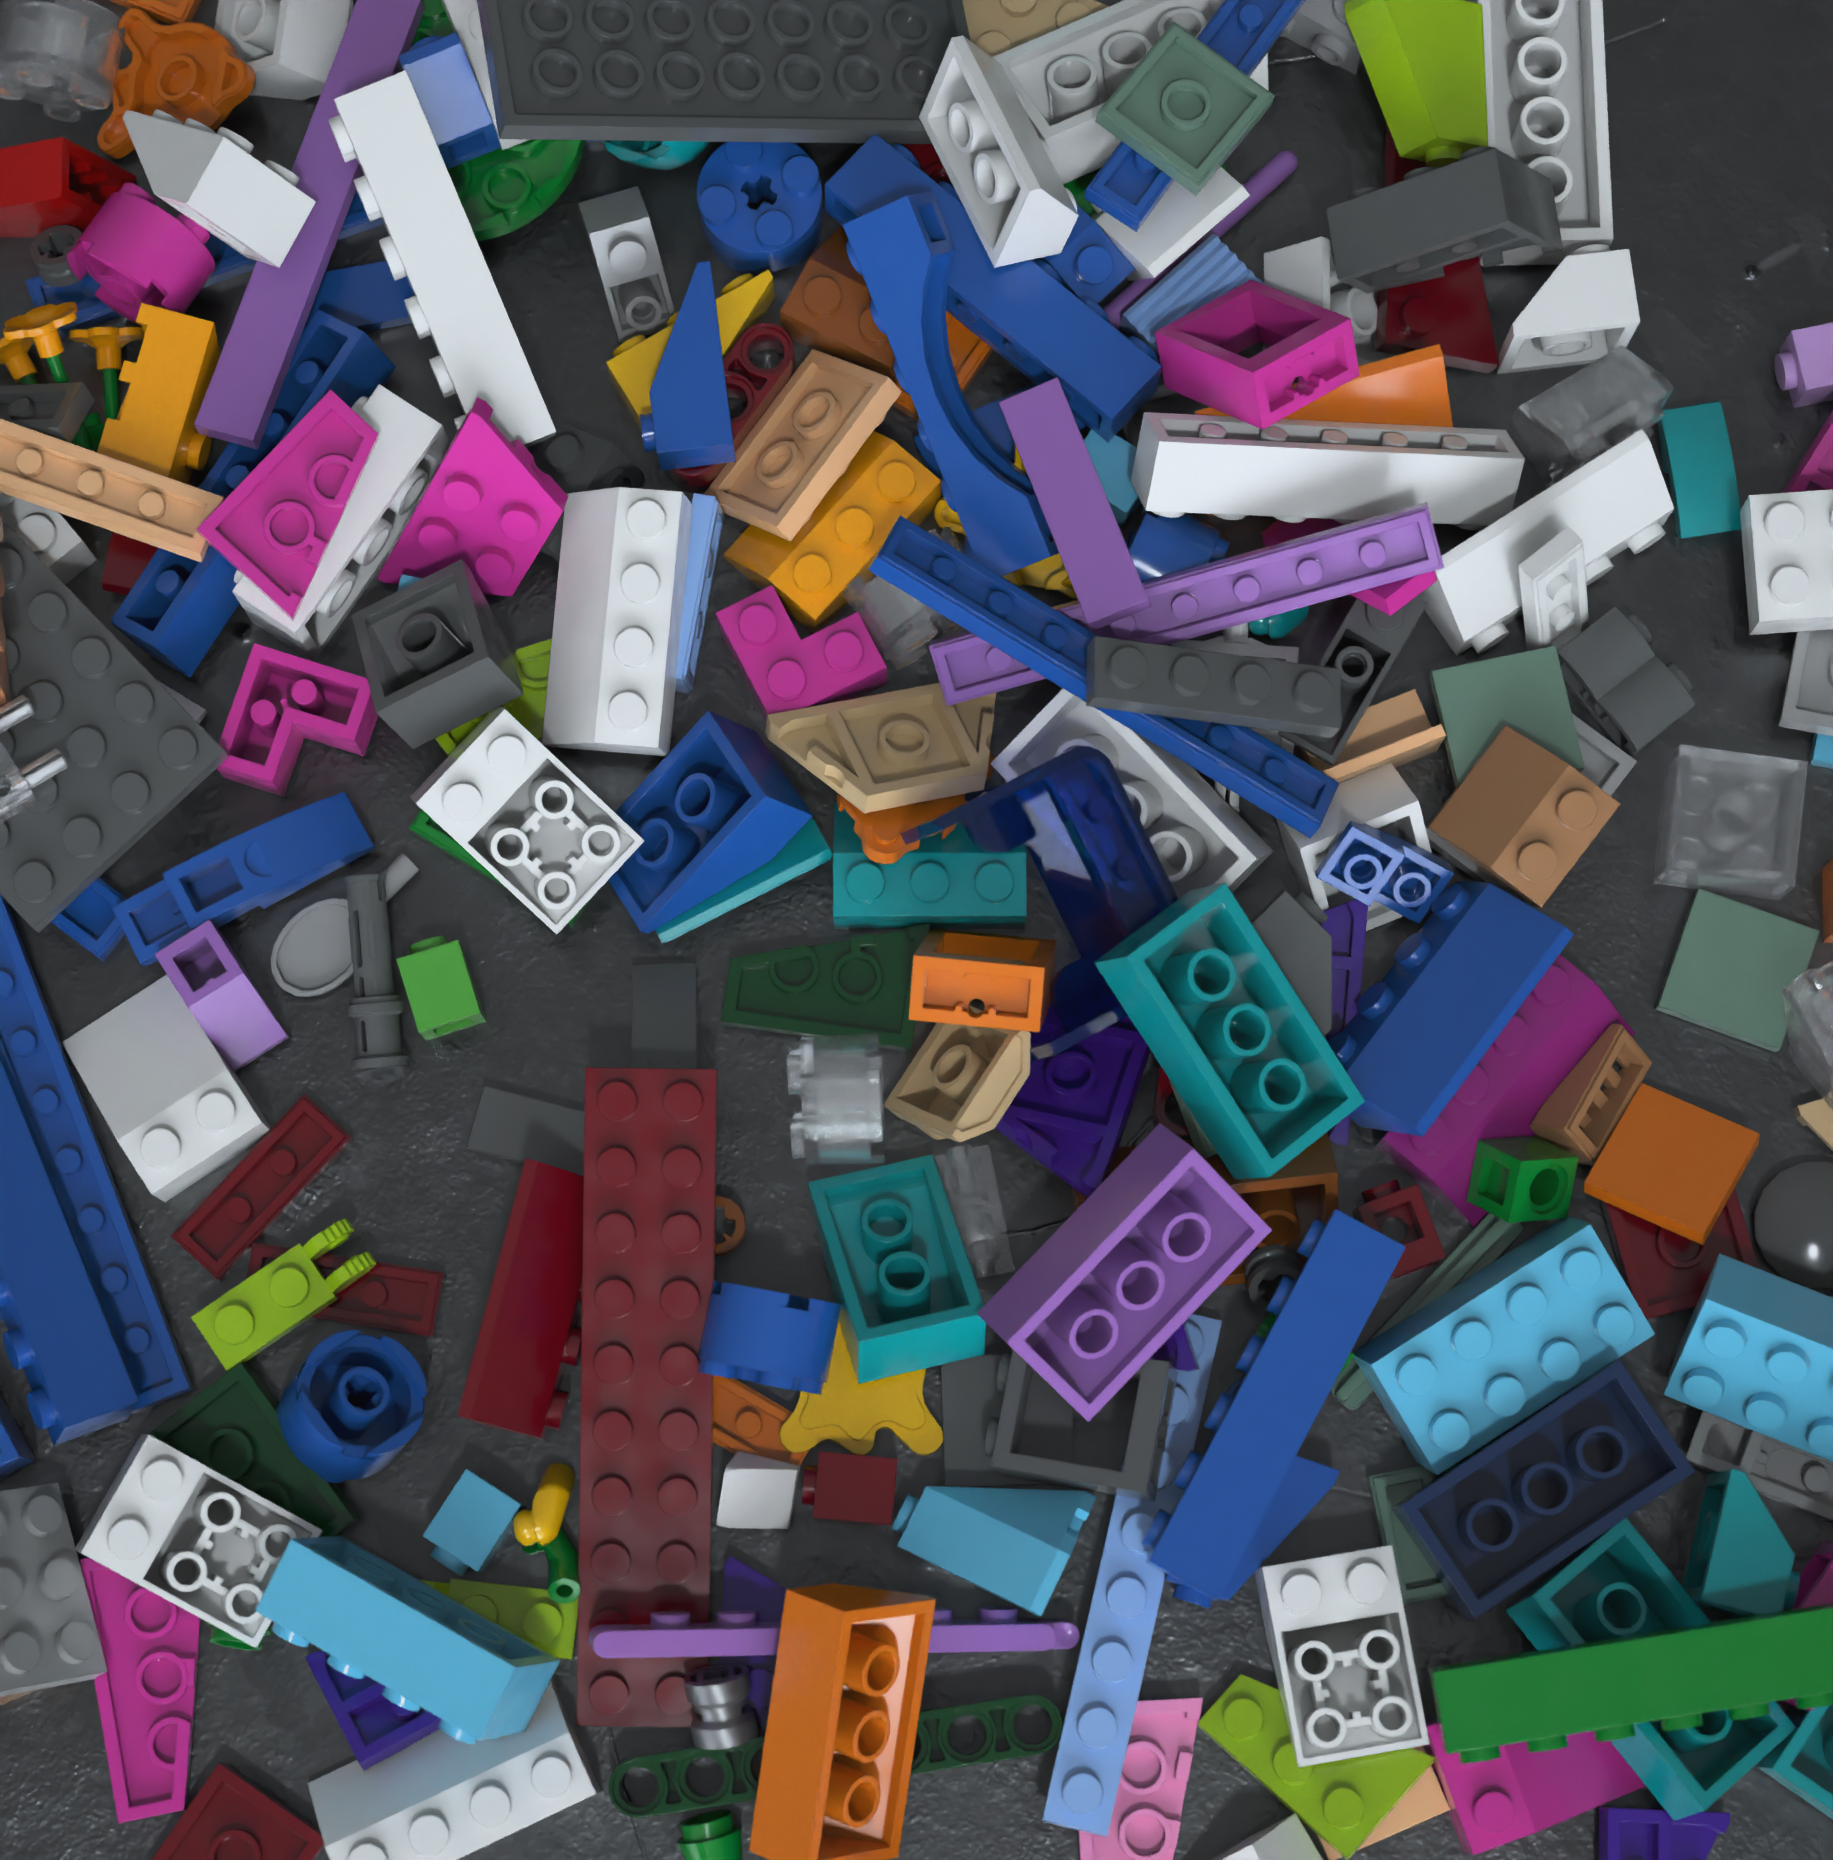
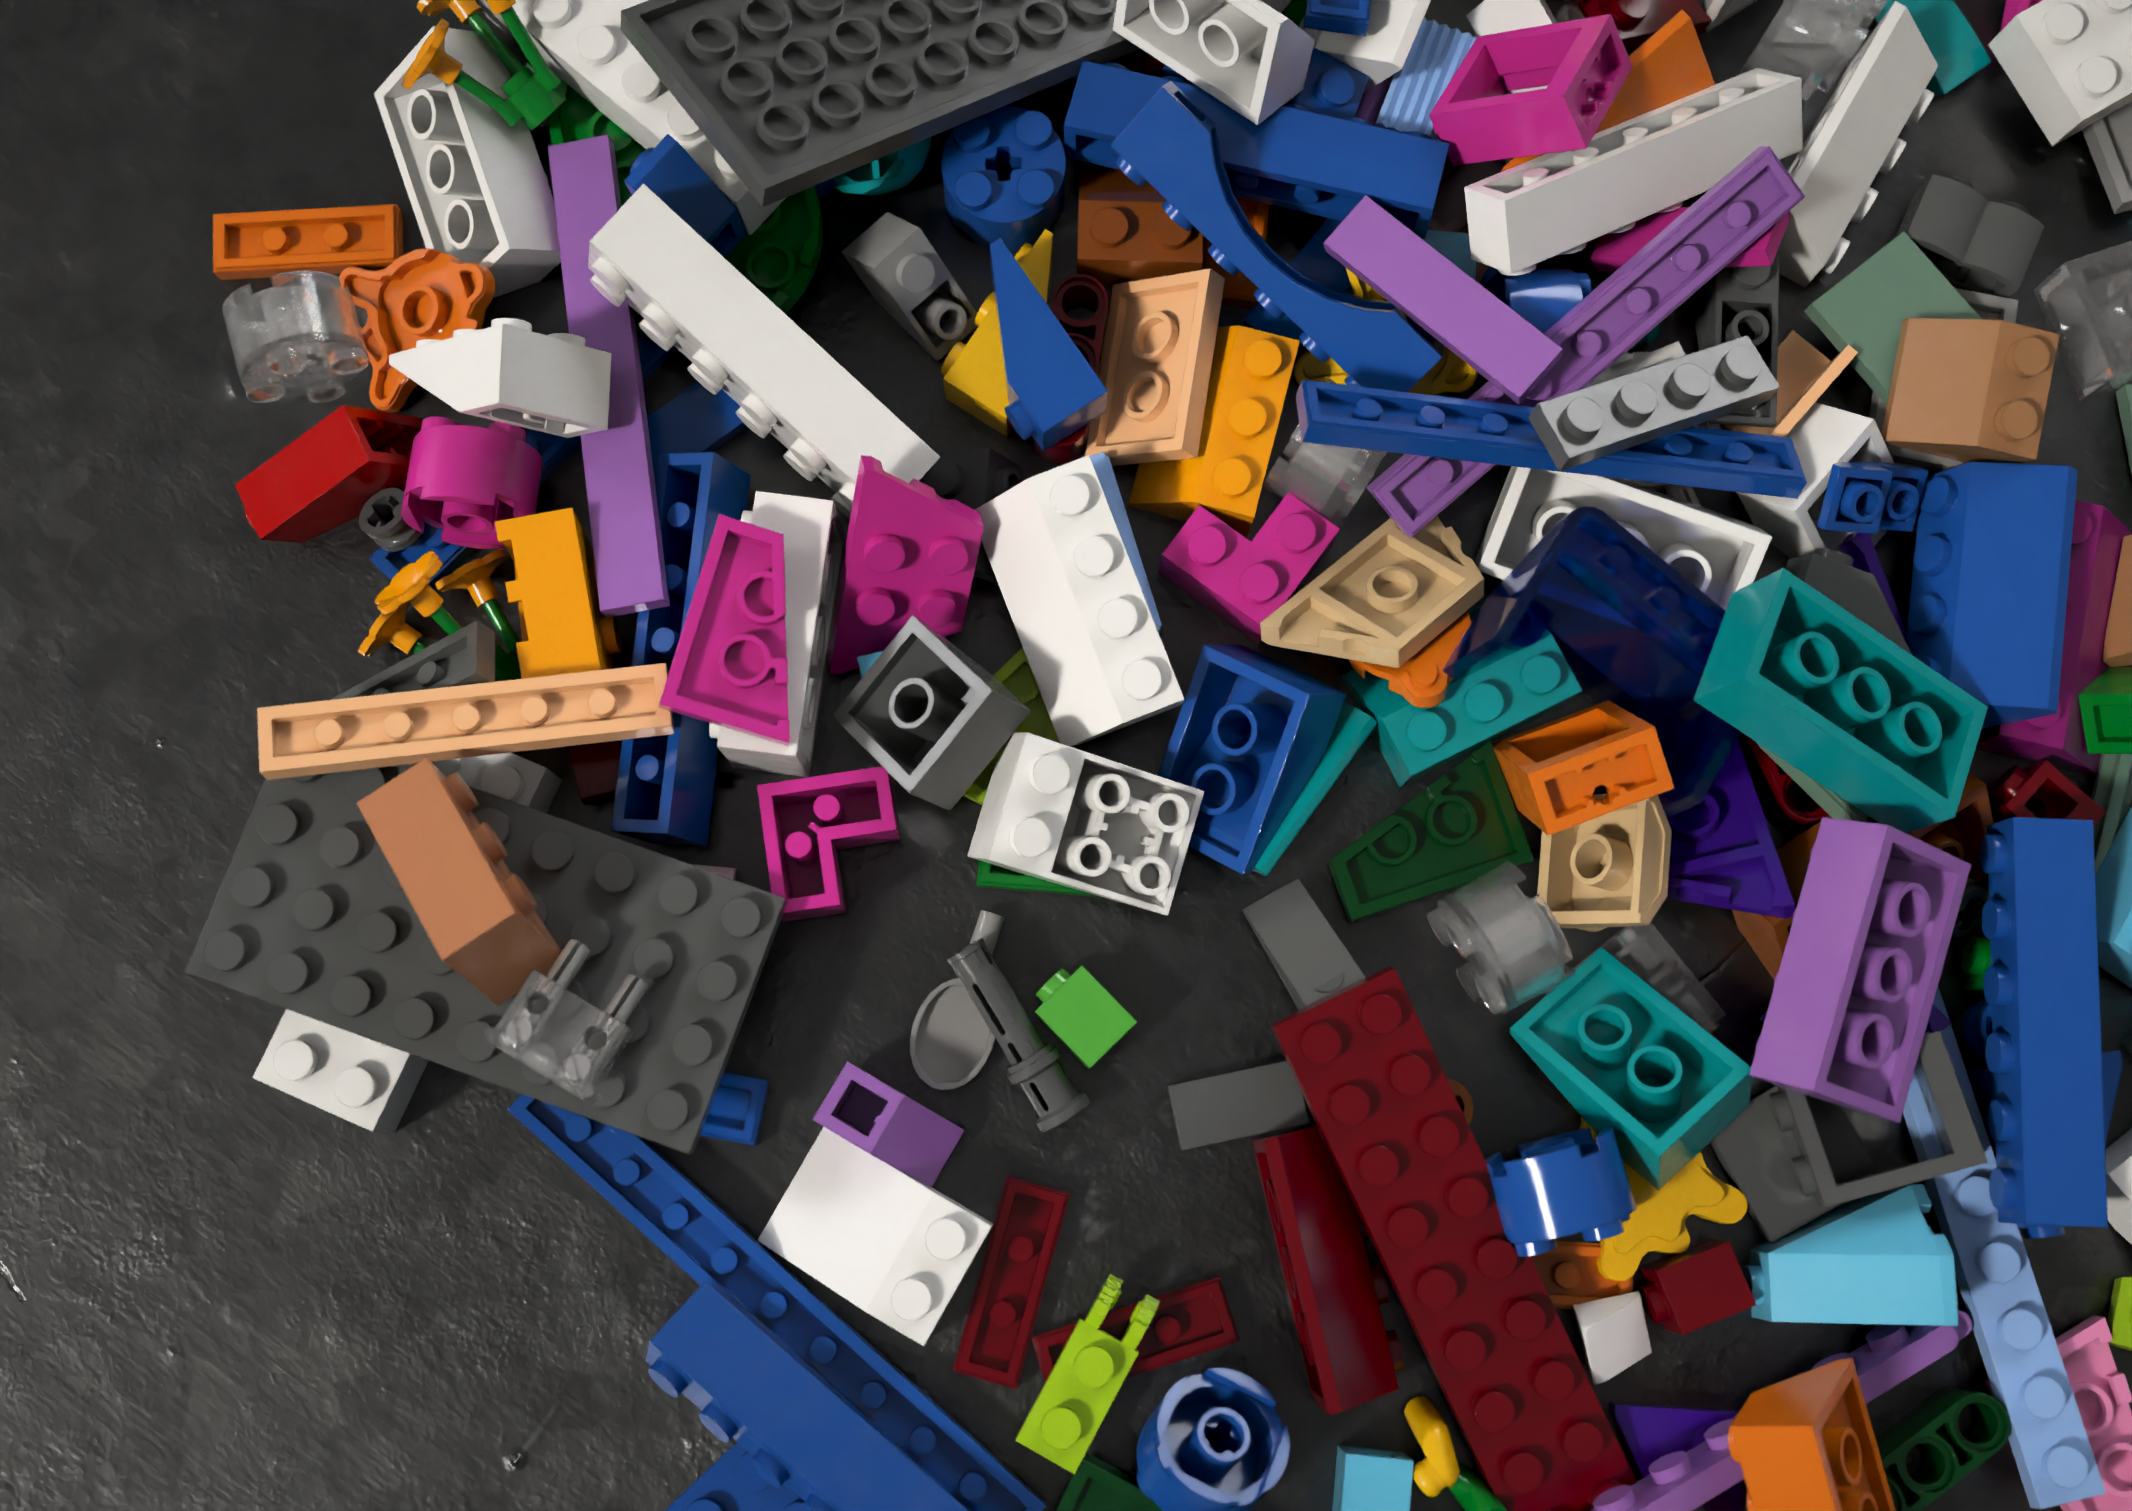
camera: 30 degrees left, 0 degrees up
(244, 874) = (850, 1005): blue slope -> none
(1554, 592) = (1892, 180): white tile -> none

